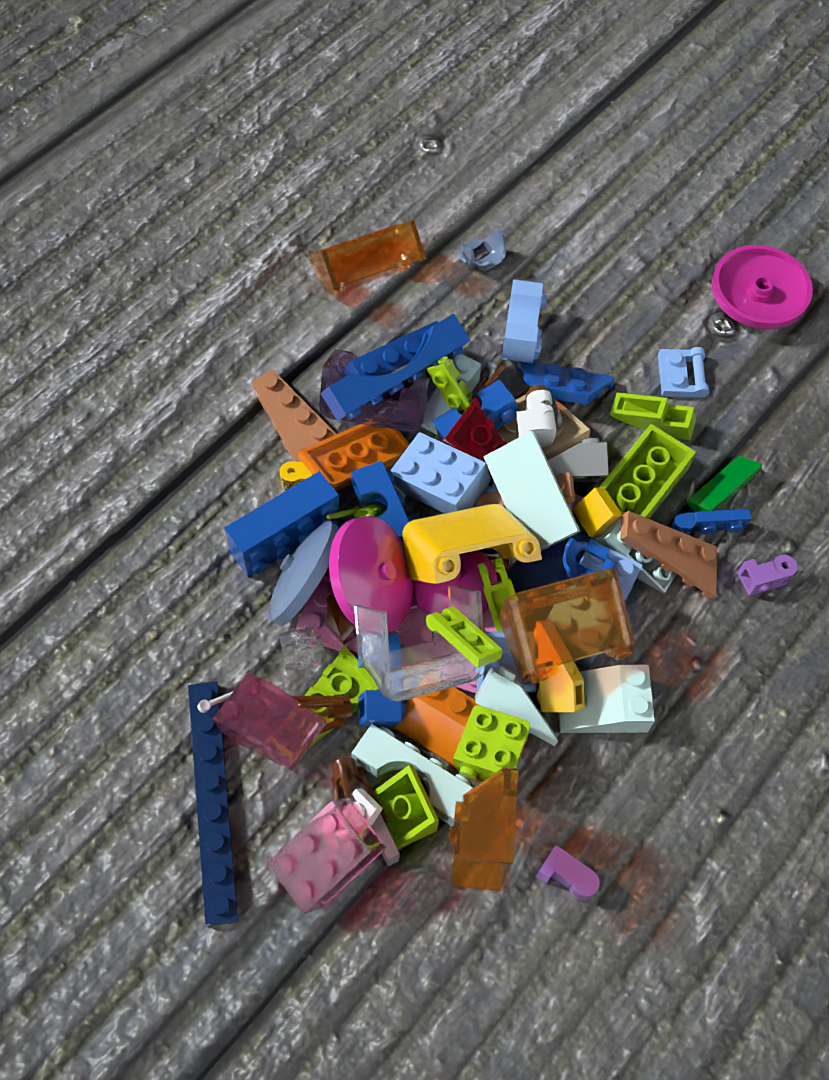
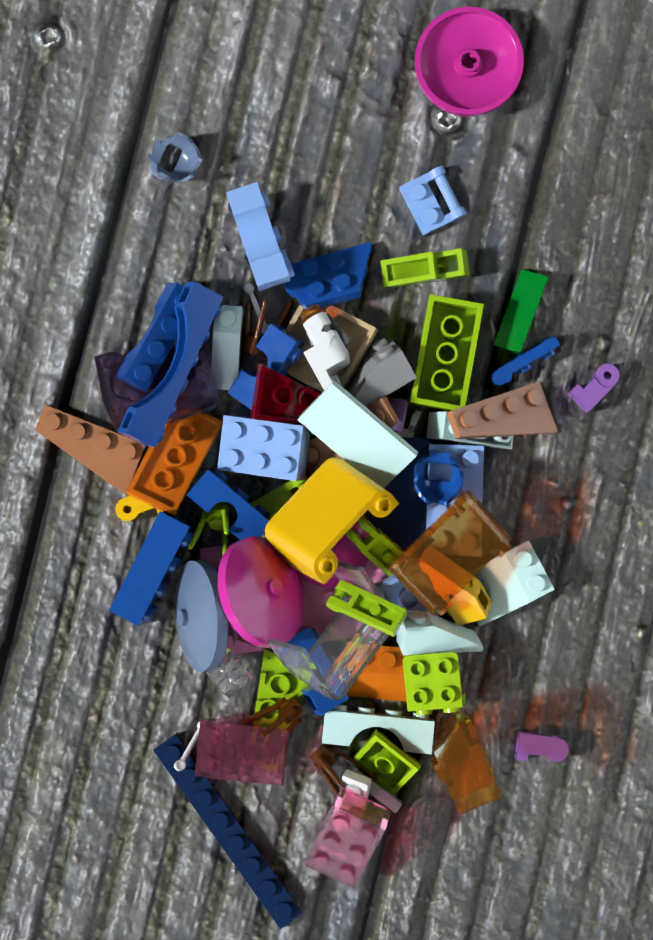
camera: 20 degrees left, 25 degrees up
(367, 255) = (58, 227): clear orange windscreen -> none
(454, 392) = (237, 355): lime hinge -> none
(597, 512) = (422, 418): yellow piece -> none

